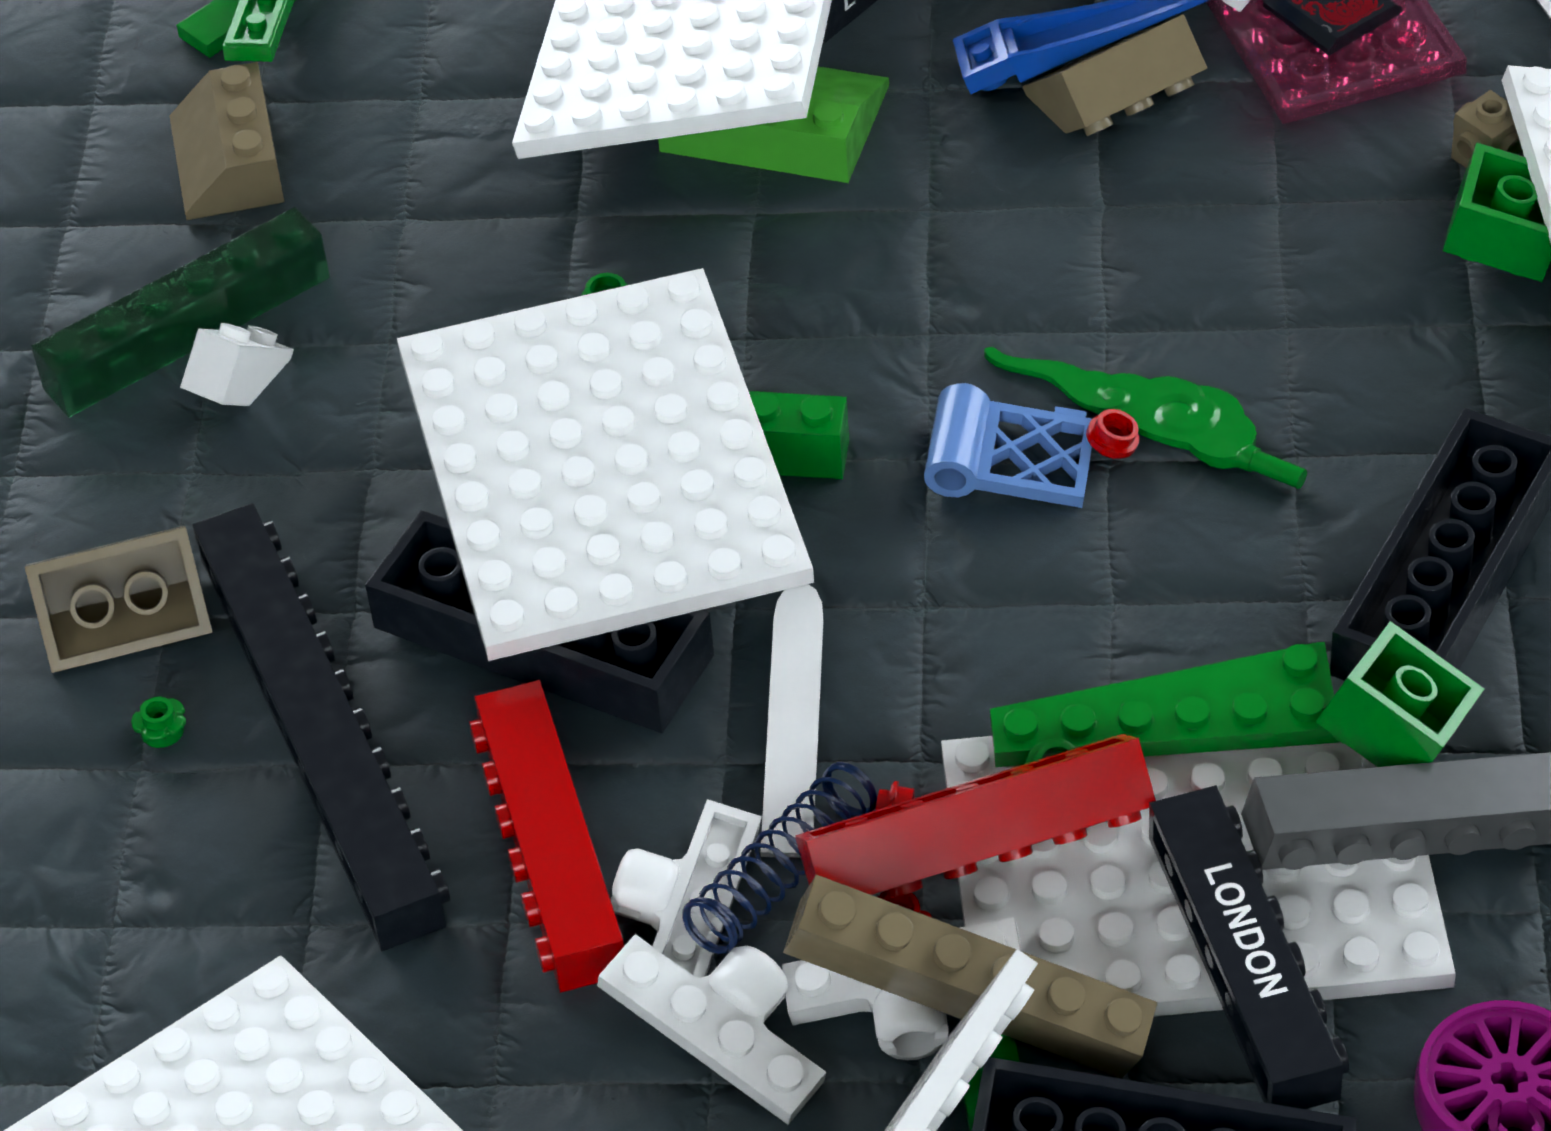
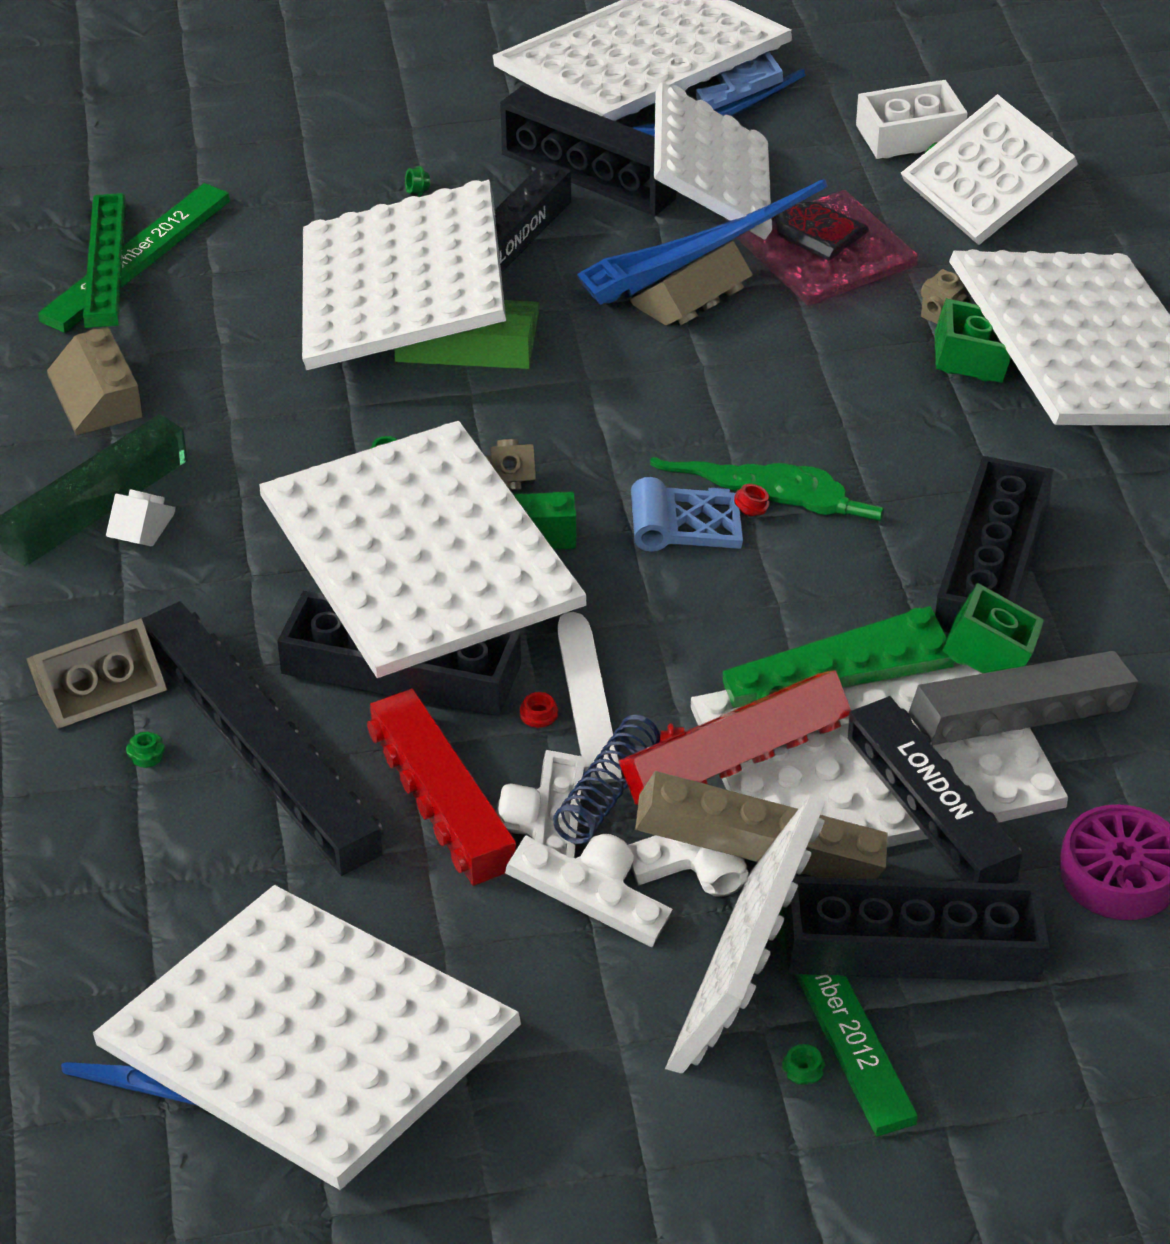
camera: 15 degrees left, 5 degrees down
(718, 721) = (538, 710): none -> red plate
(792, 343) = (522, 457): none -> dark tan brick

